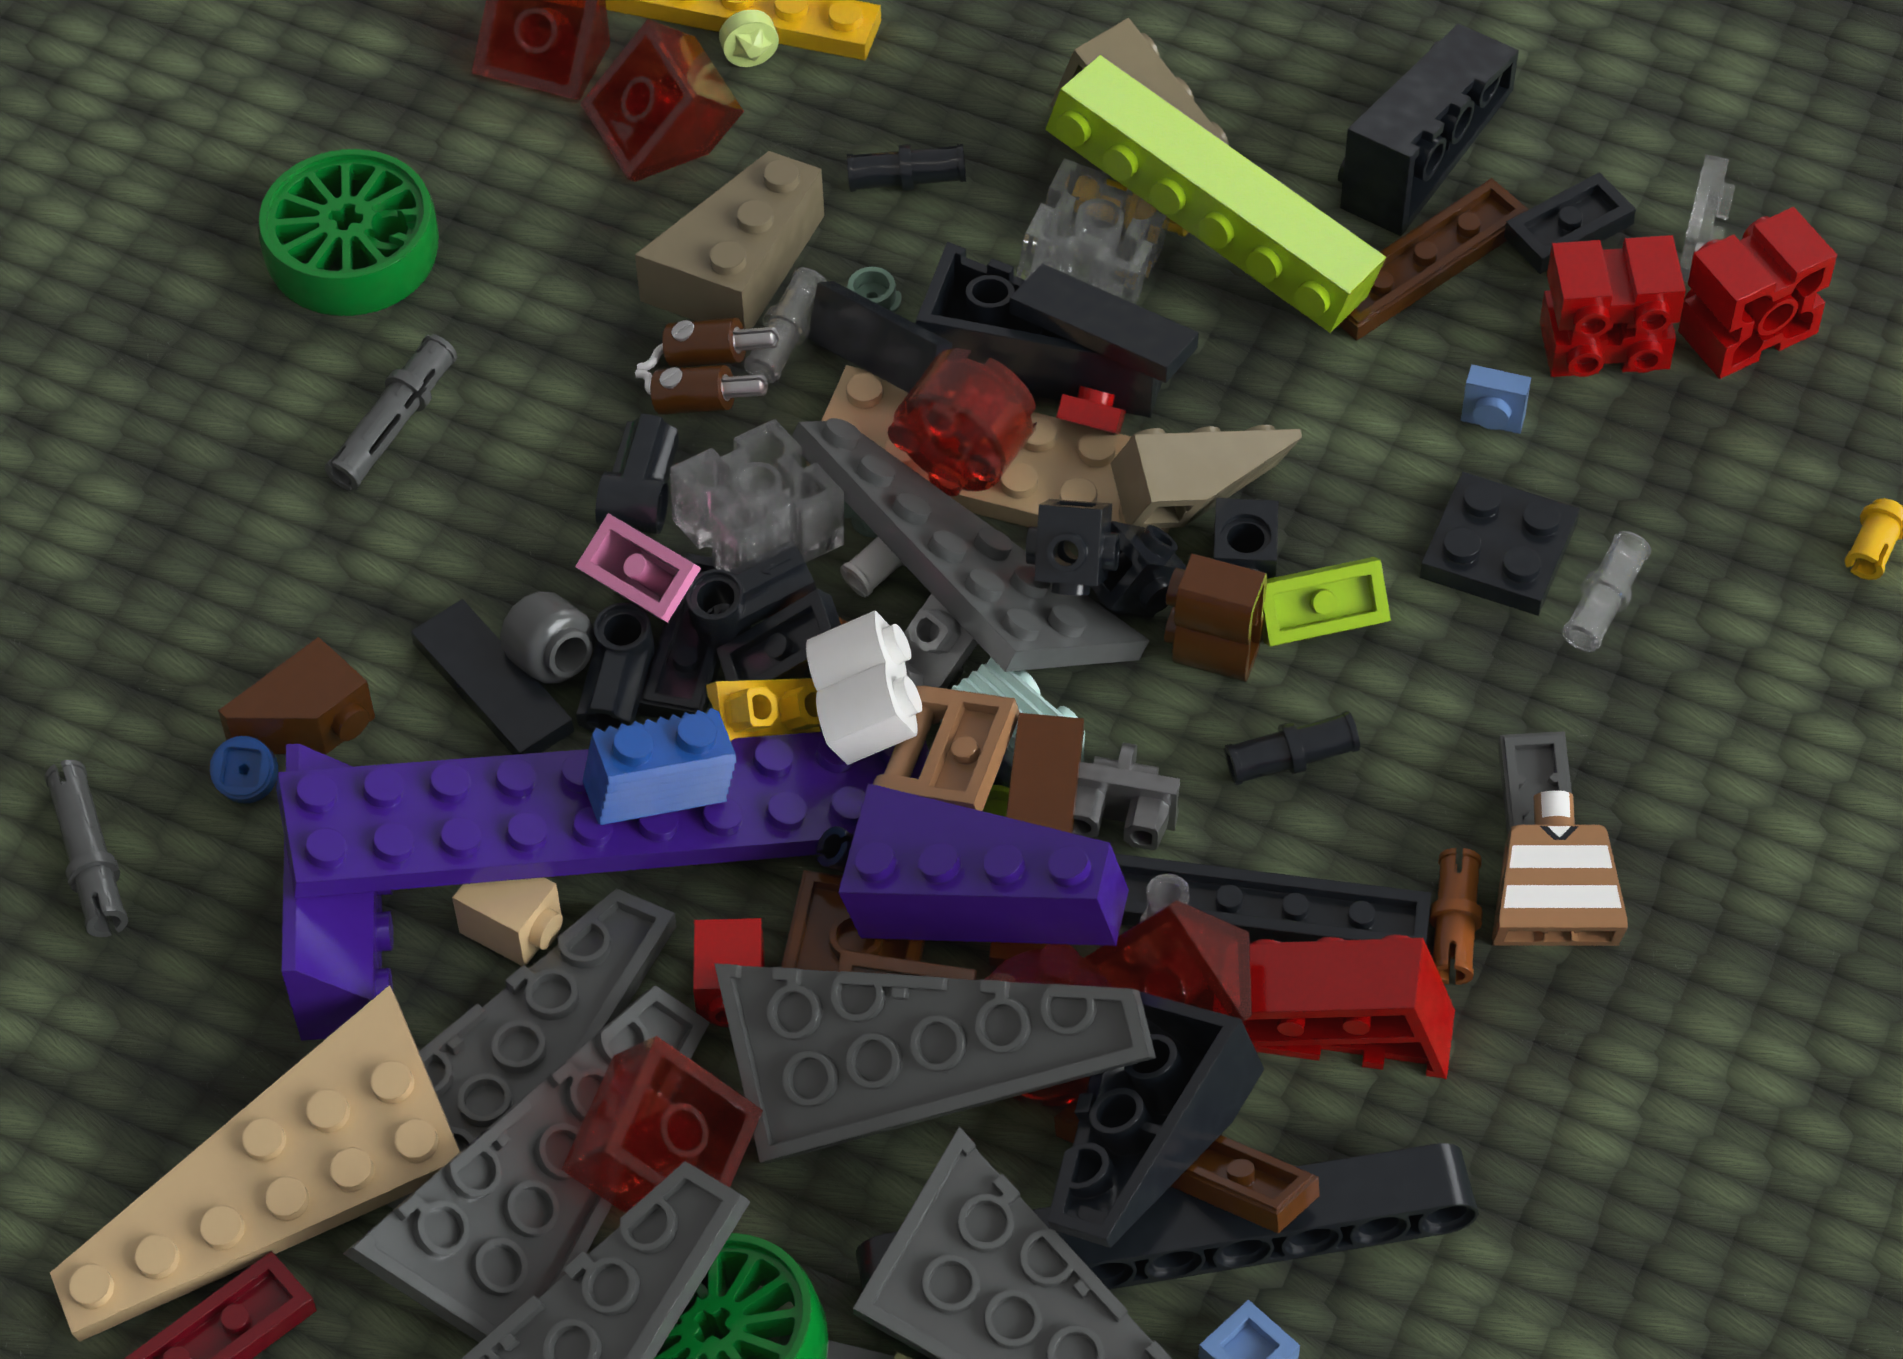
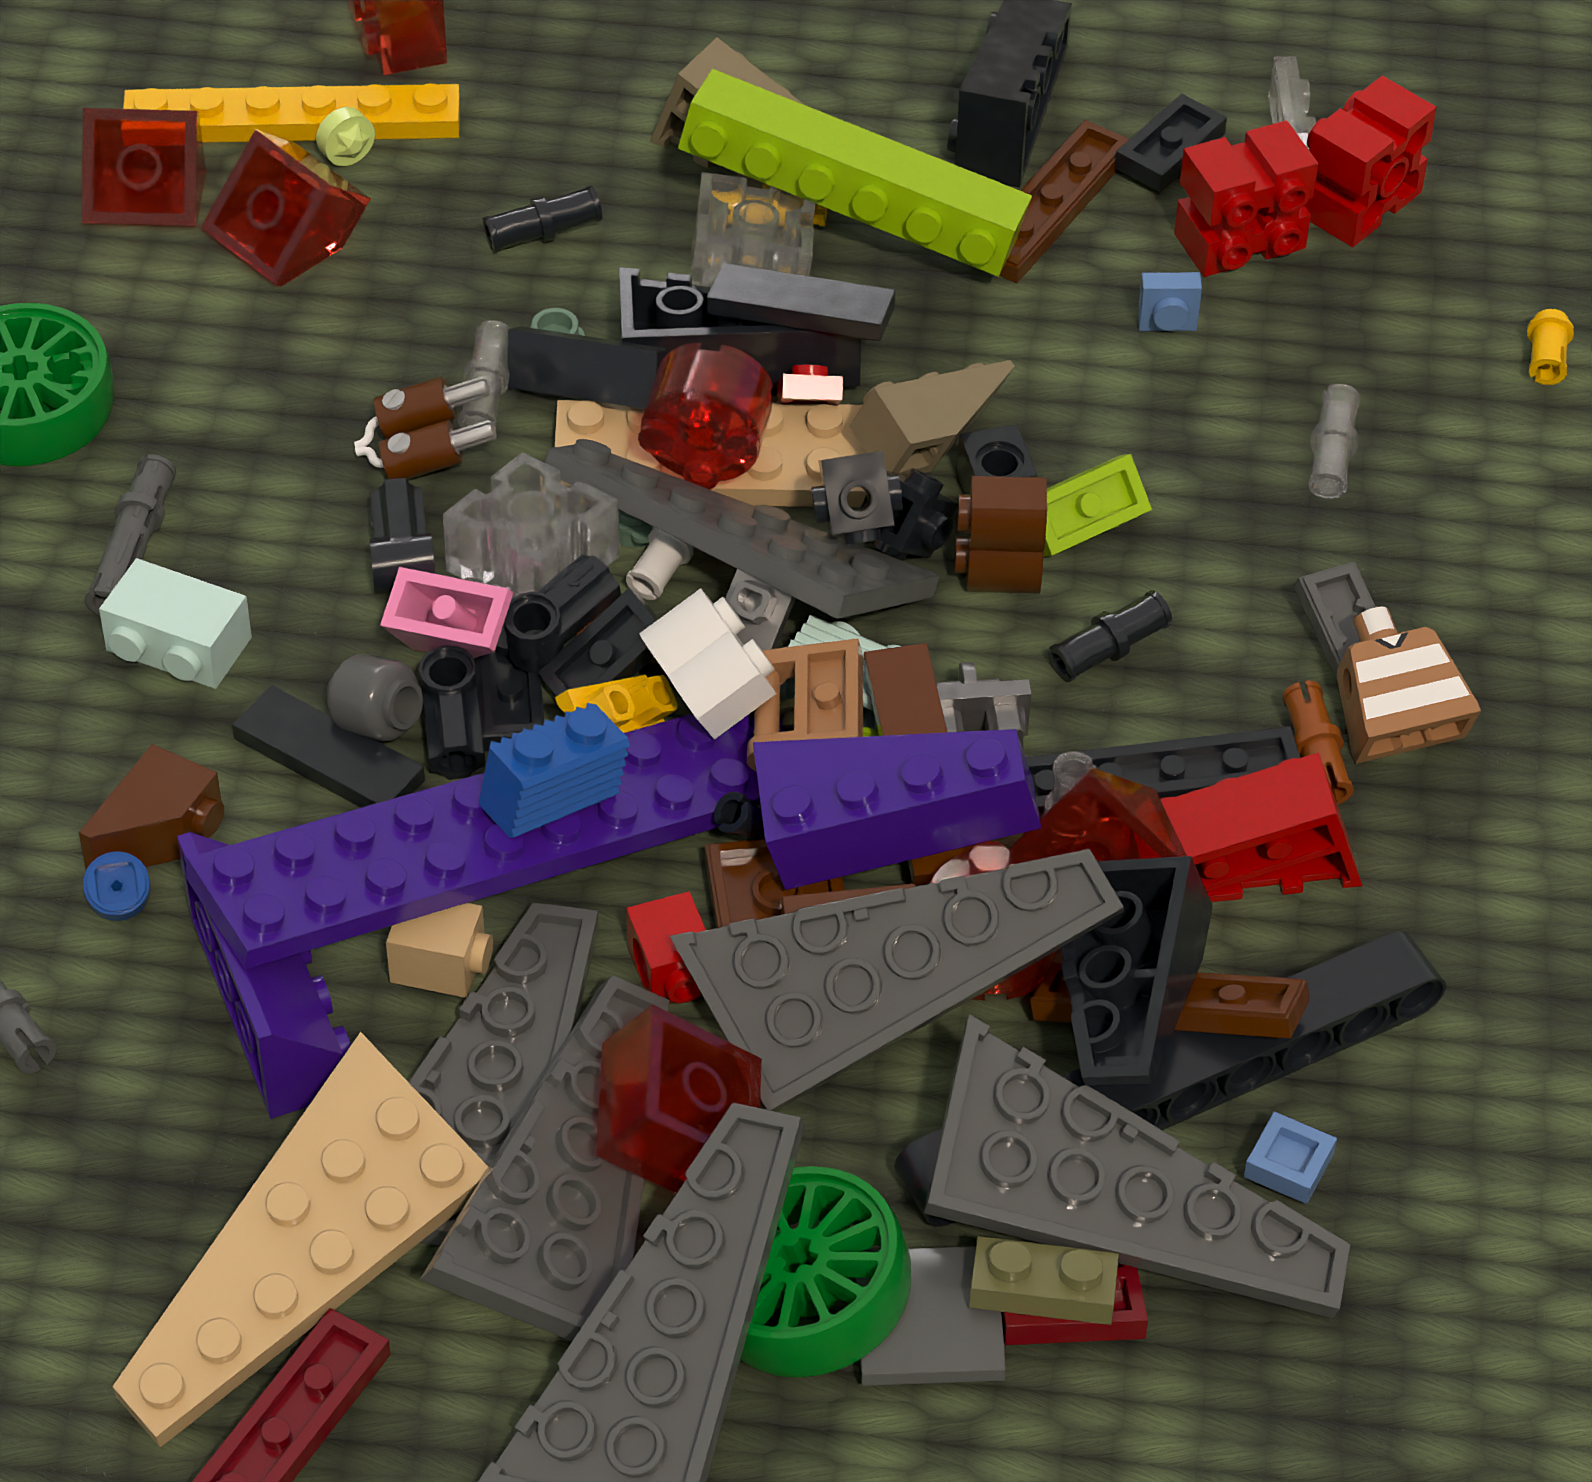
camera: 20 degrees left, 5 degrees down
(395, 515) = (175, 623): none -> light aqua brick
(735, 244) = (408, 315): dark tan wedge -> none
(1499, 543) = (1220, 424): black plate -> none

